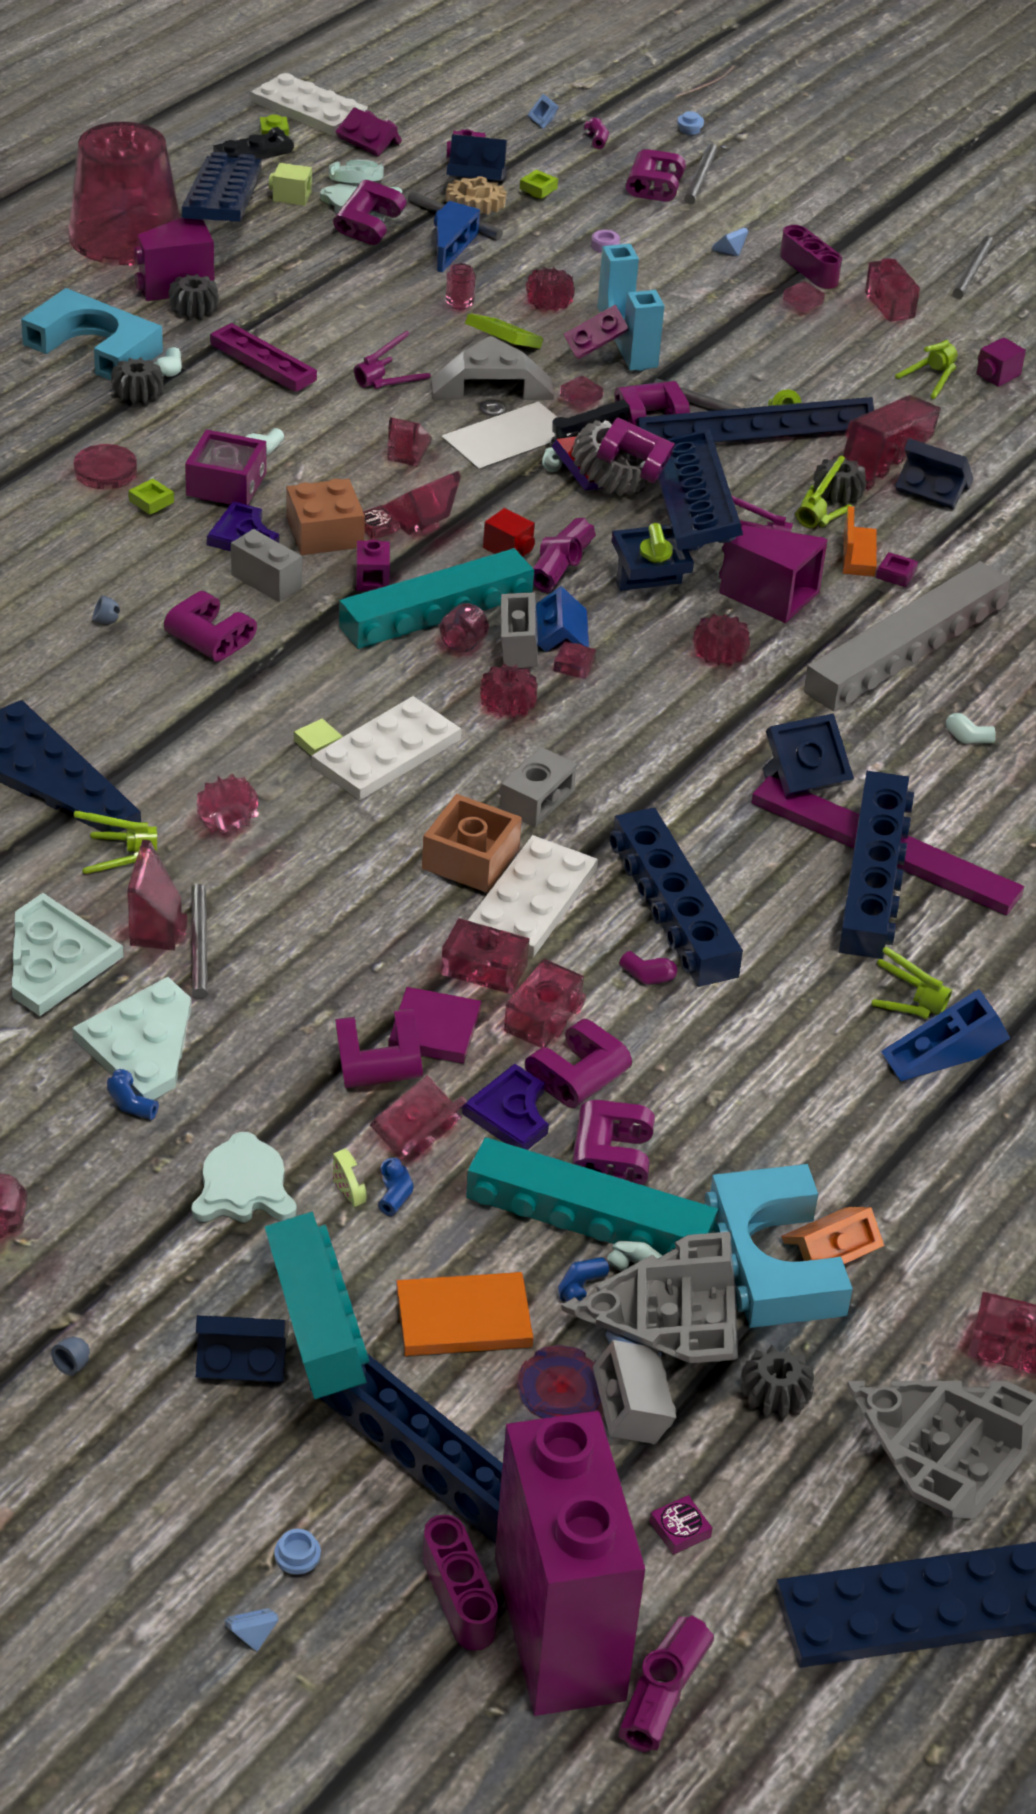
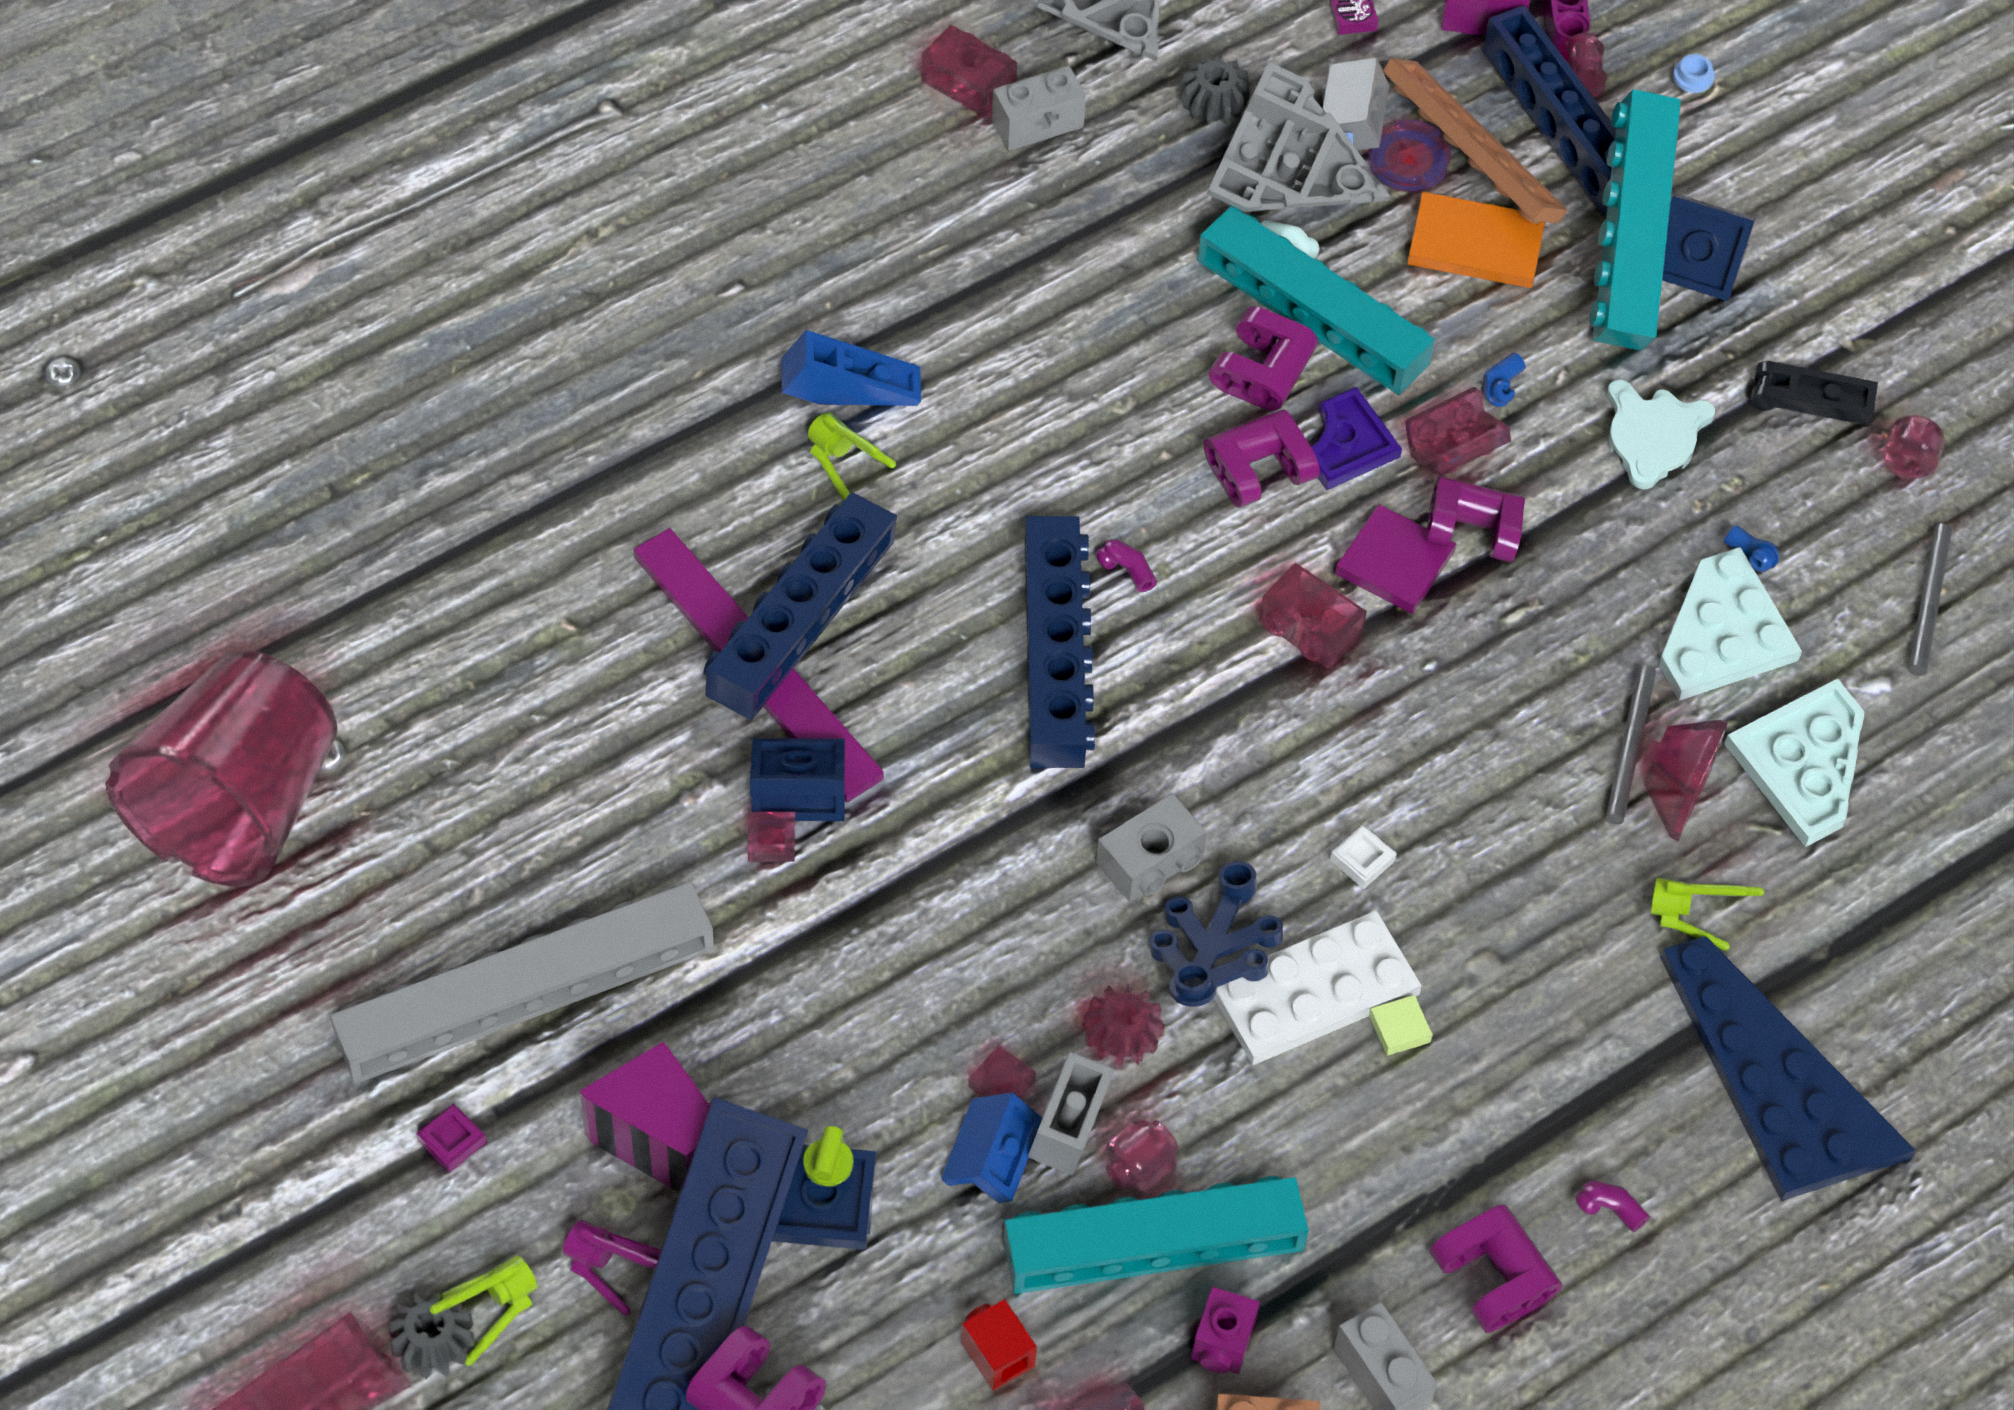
camera: 160 degrees left, 15 degrees up
(70, 1355) = (1861, 292): sand blue hinge -> none
(101, 1243) = (1814, 392): none -> black plate
(106, 610) = (1637, 1348): sand blue hinge -> none
(141, 678) = (1615, 1198): none -> magenta arm
(227, 804) = (1558, 903): clear pink gear -> none
(253, 1626) = (1748, 27): light blue slope -> none
(345, 1178) = (1549, 397): yellowish green tile -> none
(382, 827) = (1363, 856): none -> white tile
(415, 1501) = (1586, 60): none -> clear pink plate
(471, 706) = (1198, 981): none -> dark blue plant
(471, 843) = (1274, 762): nougat brick -> none
(475, 1367) = (1469, 135): none -> nougat plate
(536, 891) = (1217, 704): white plate -> none
(544, 1004) = (1257, 556): clear pink brick -> none
(561, 552) = (936, 1281): magenta piece -> none
(578, 1274) = (1362, 234): blue arm -> none
(721, 639) = (794, 1058): clear pink gear -> none
(767, 1287) = (1160, 256): medium azure arch -> none
(841, 1234) = (1089, 214): orange panel -> none
(859, 548) = (484, 1189): orange panel -> none
(931, 1310) = (1038, 108): none -> light grey brick
(934, 474) = (274, 1299): dark blue bracket -> none
(967, 732) = (544, 801): light aqua arm -> none

